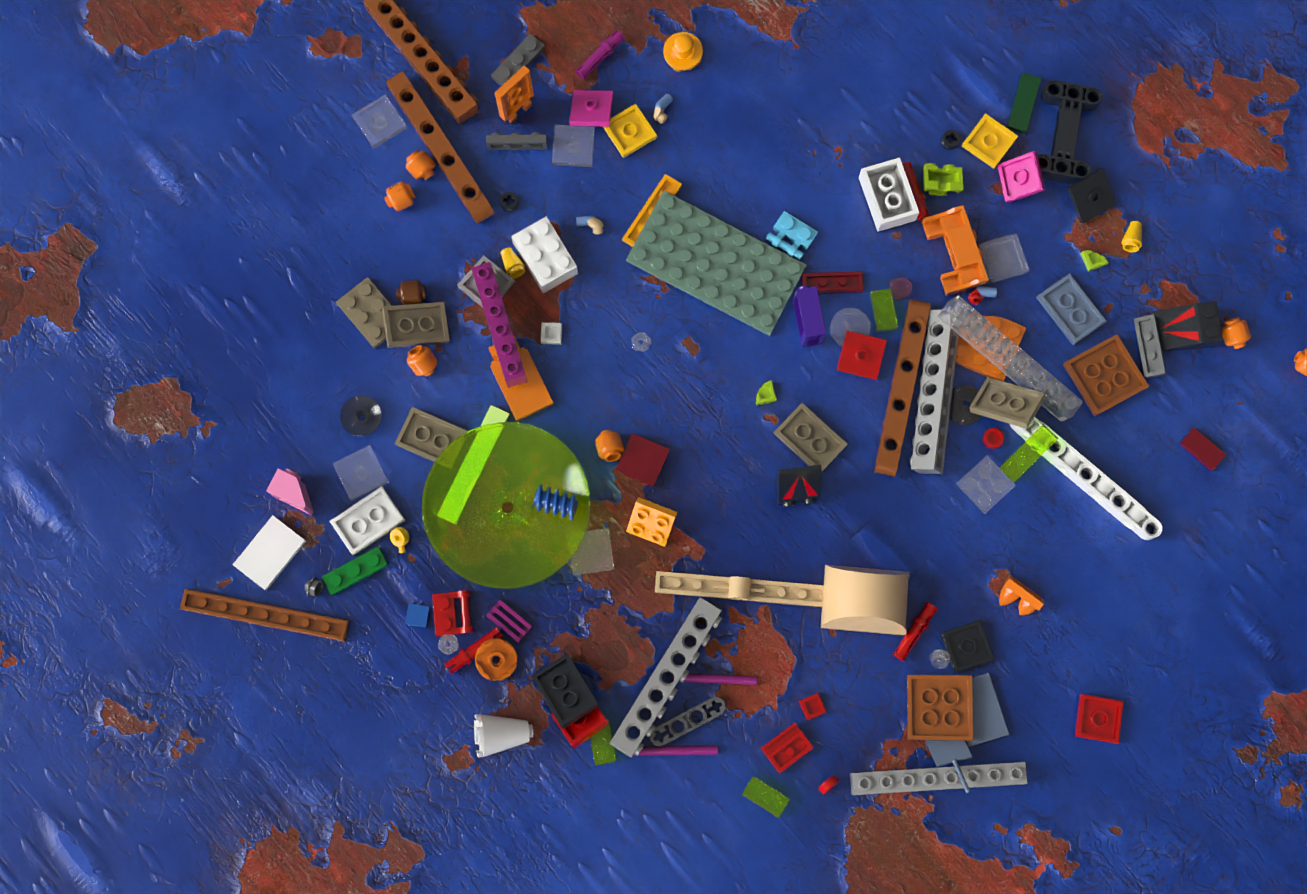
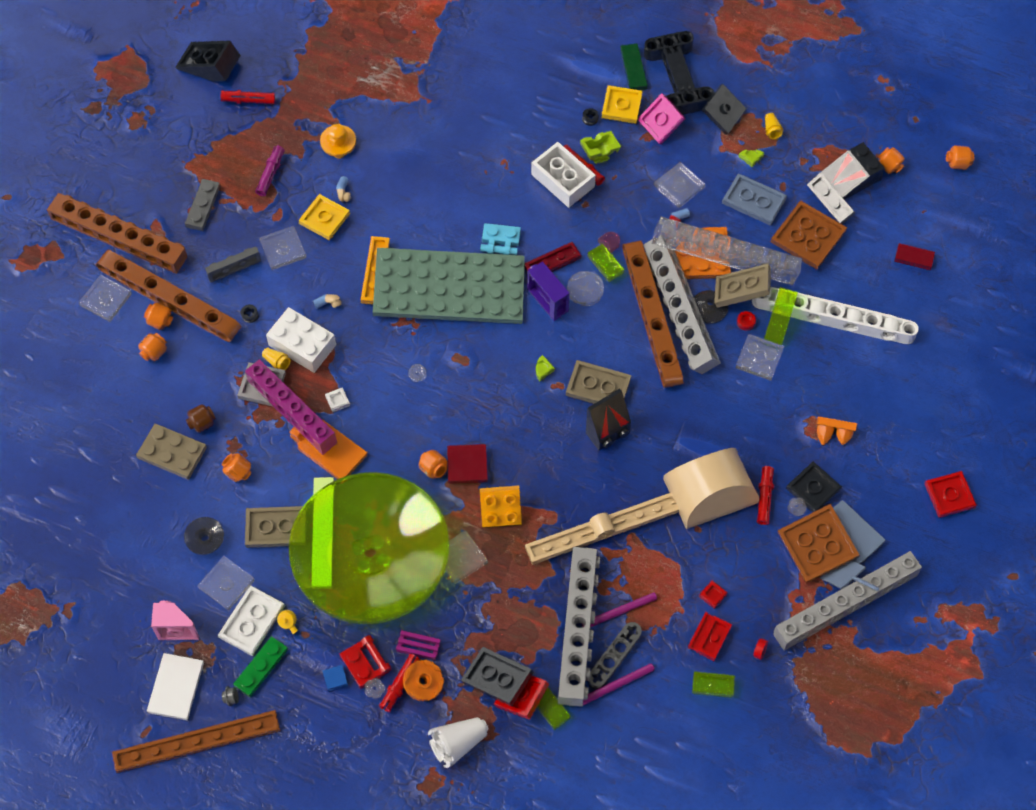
camera: 25 degrees left, 15 degrees down
(415, 324) = (216, 441): dark tan plate -> none
(514, 95) = (216, 223): orange tile -> none
(556, 502) = (411, 520): blue piece -> none
(591, 108) = (283, 212): dark pink plate -> none
(861, 355) = (606, 303): red plate -> none
(961, 248) = (642, 189): orange bracket -> none

